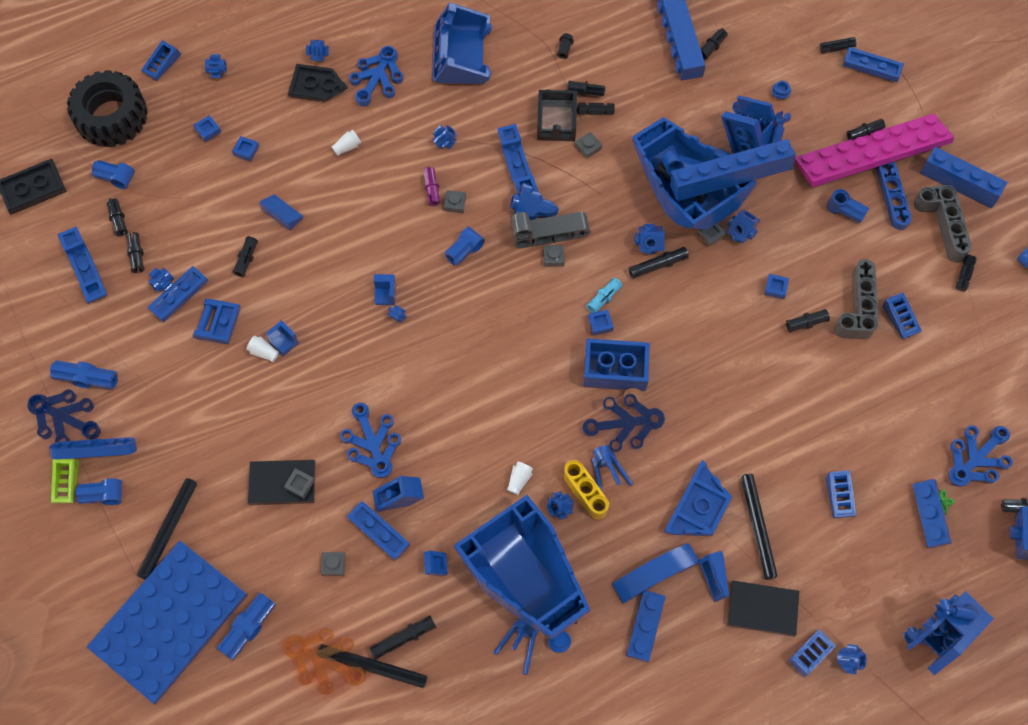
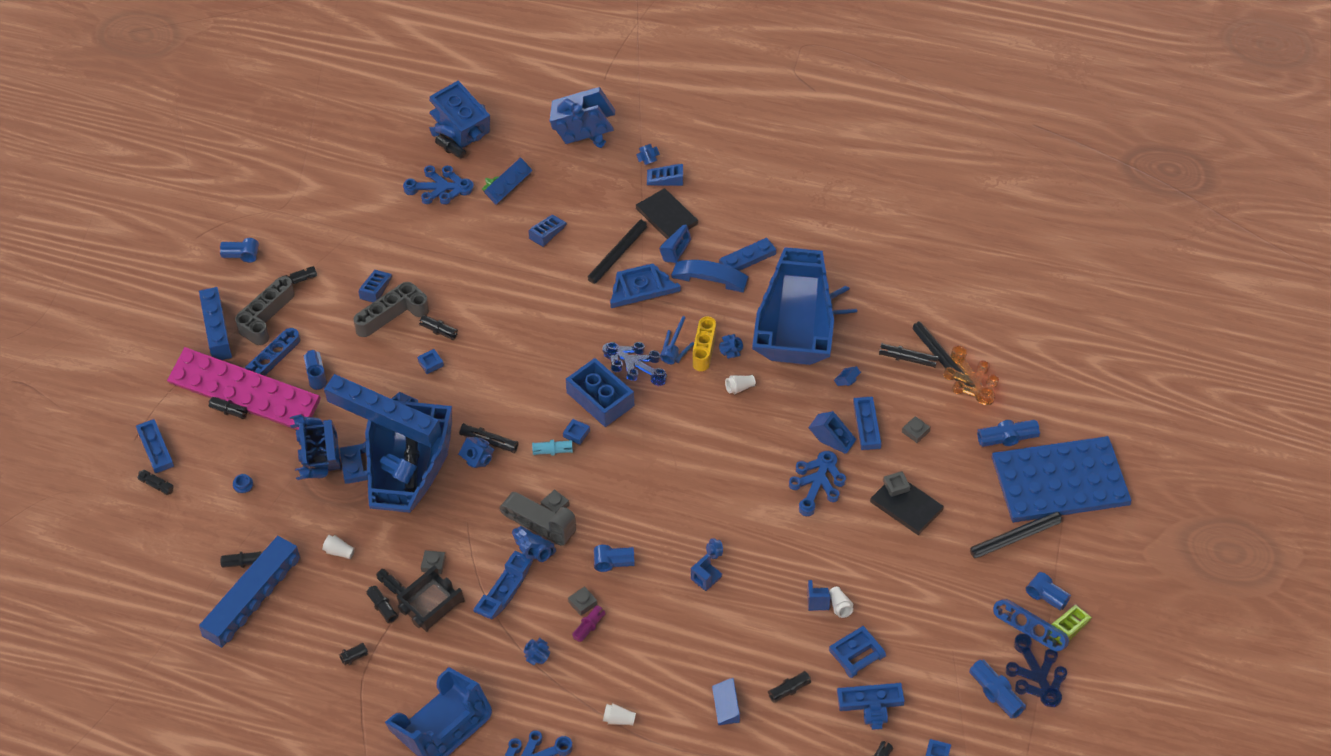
camera: 135 degrees left, 15 degrees down
(661, 99) = (335, 546): none -> white cone

